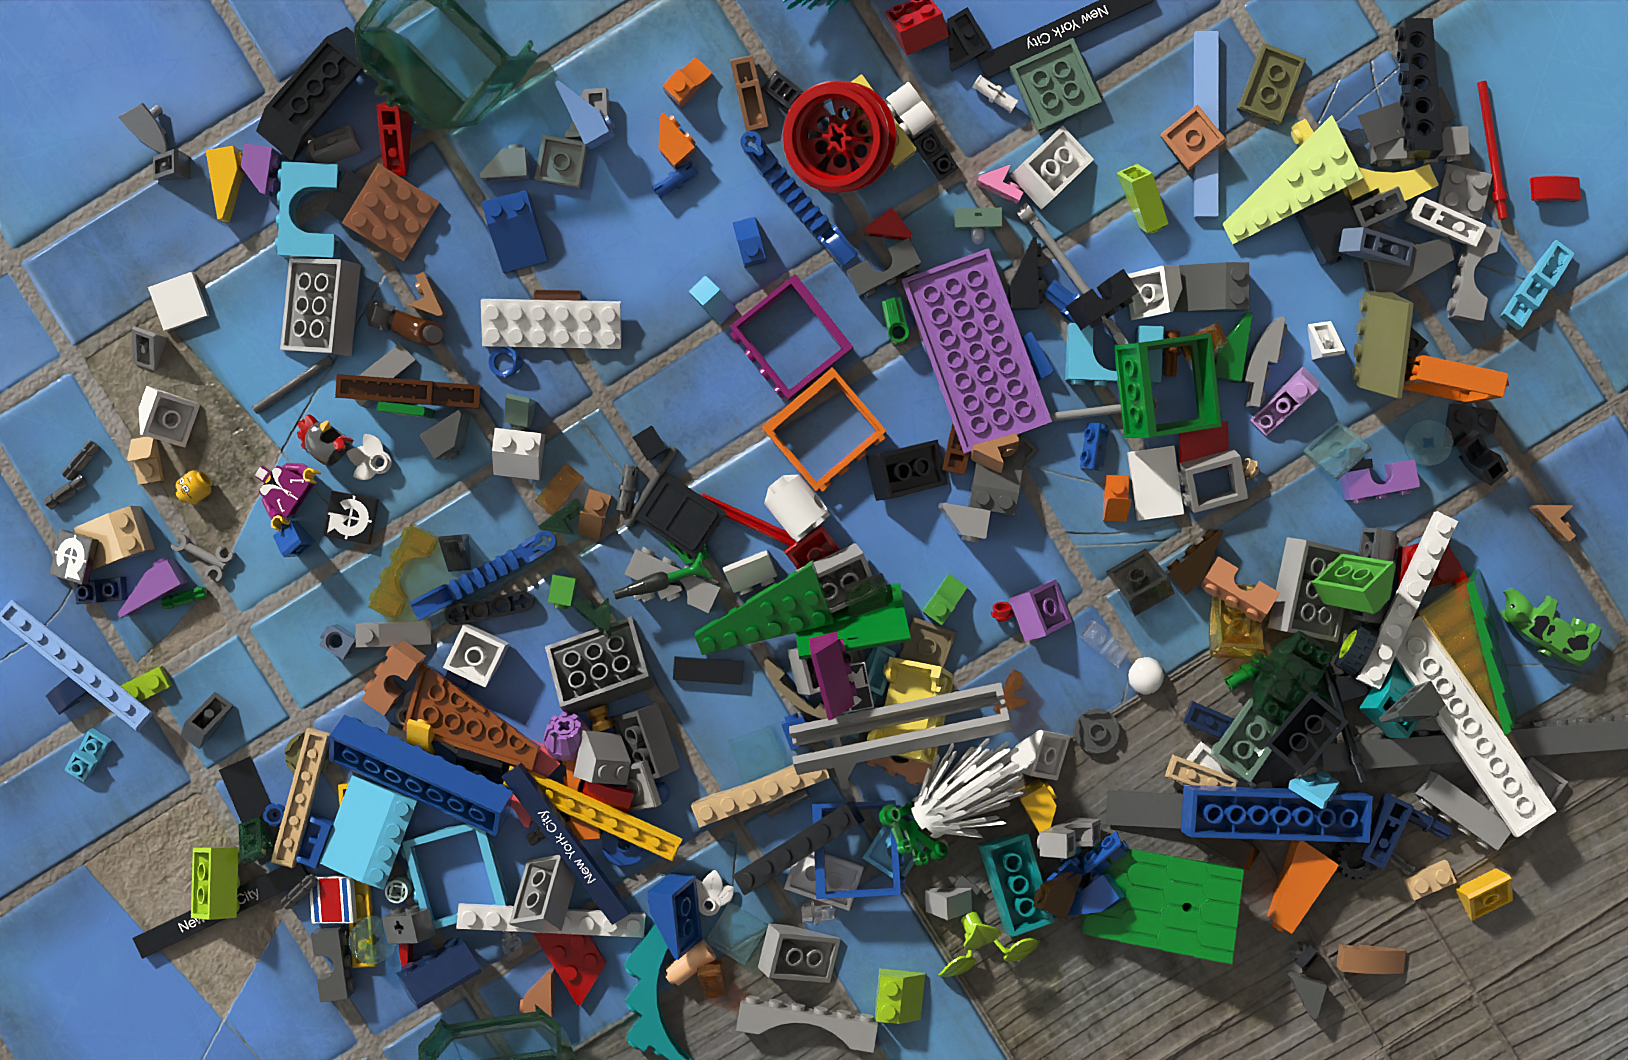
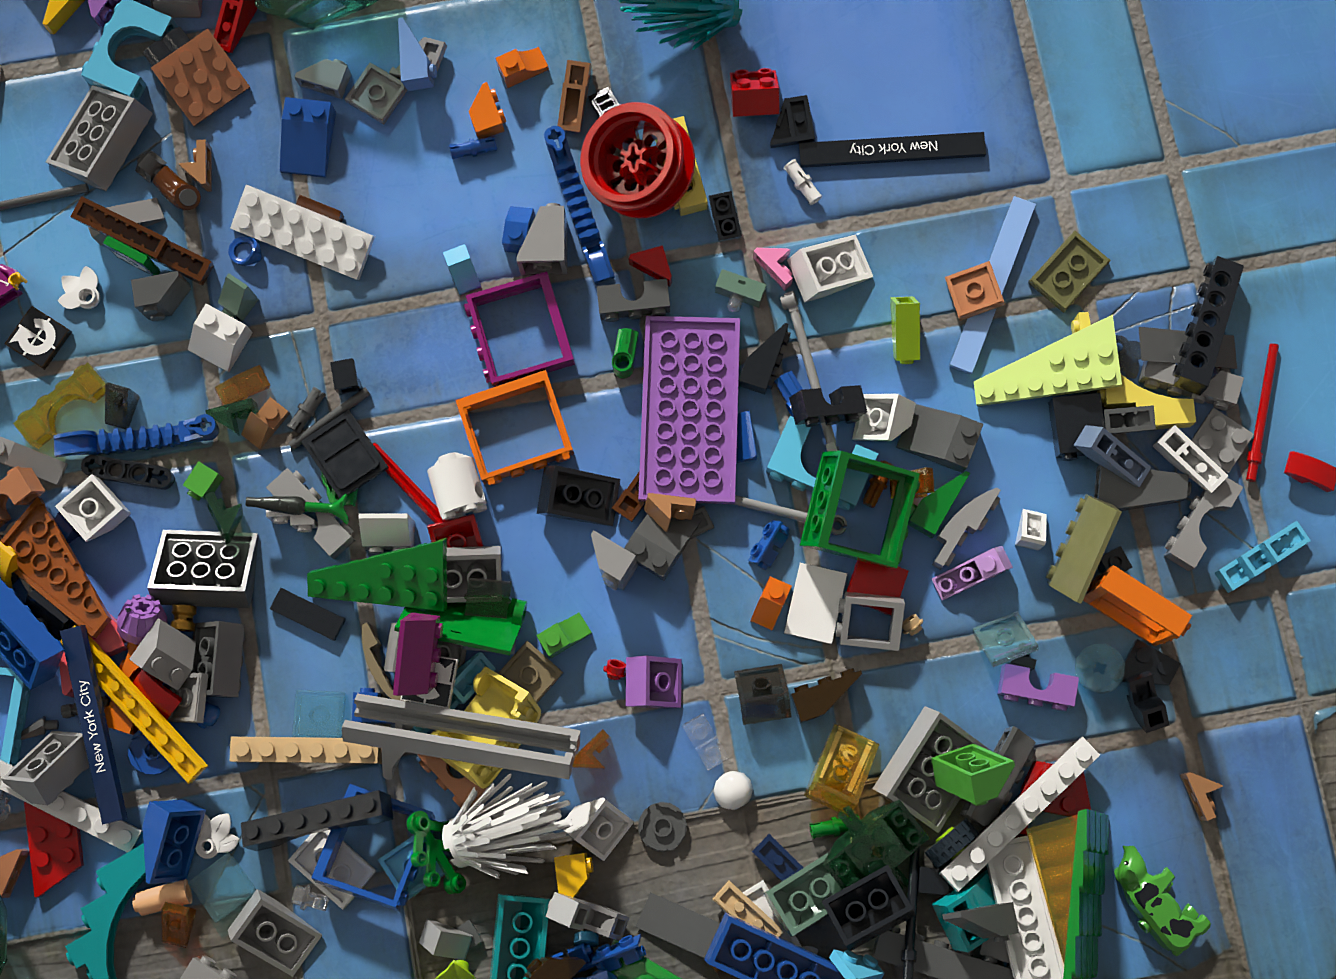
camera: 30 degrees right, 10 degrees down
(322, 440) = (44, 256): dark grey piece -> none
(515, 862) = (39, 727): none -> dark grey bar
(784, 247) = (545, 243): none -> light grey slope
(786, 802) = (328, 774): dark grey axle -> none
(910, 110) = (716, 166): white brick -> none
(1055, 84) = (862, 195): sand green plate -> none
(1221, 583) = (865, 755): nougat arch -> none

